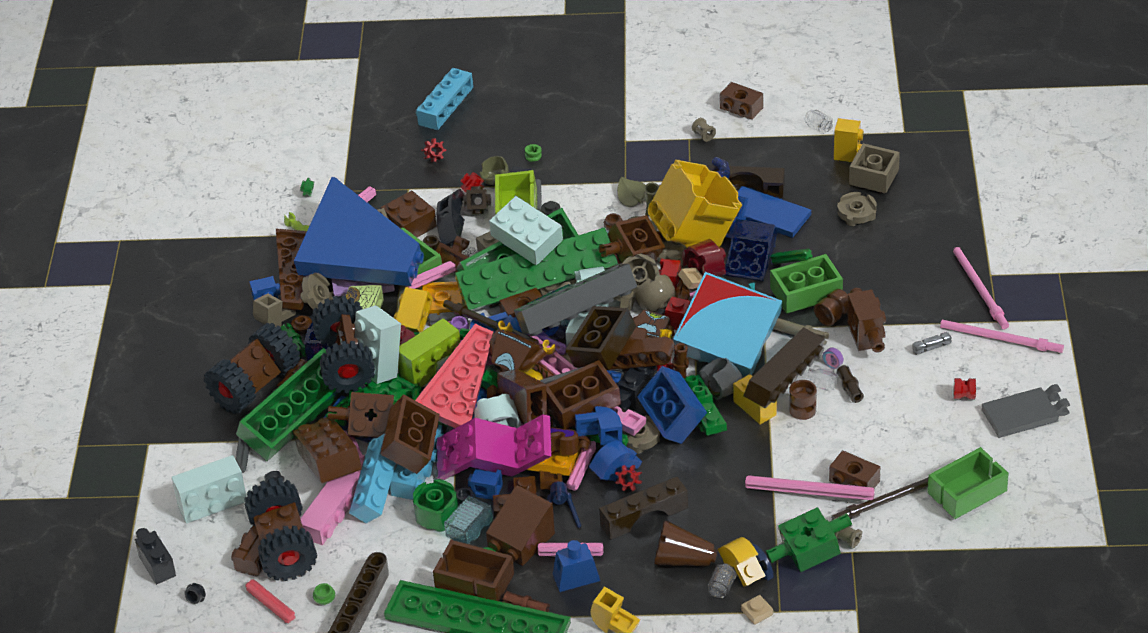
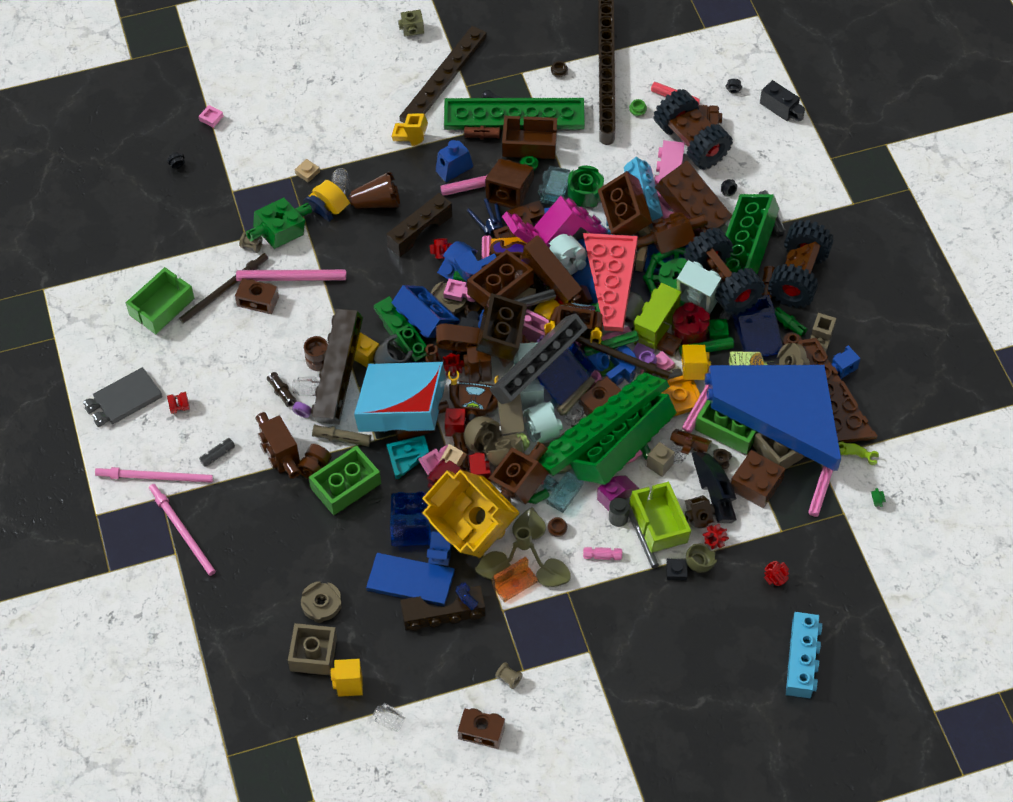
camera: 160 degrees right, 15 degrees up
(209, 489) = (769, 153): light aqua brick -> none
(526, 230) = (616, 422): light aqua brick -> none
(533, 152) = (682, 605): bright green bush -> none
(580, 197) = (602, 553): none -> bright pink axle
(791, 256) = (366, 502): green axle -> none

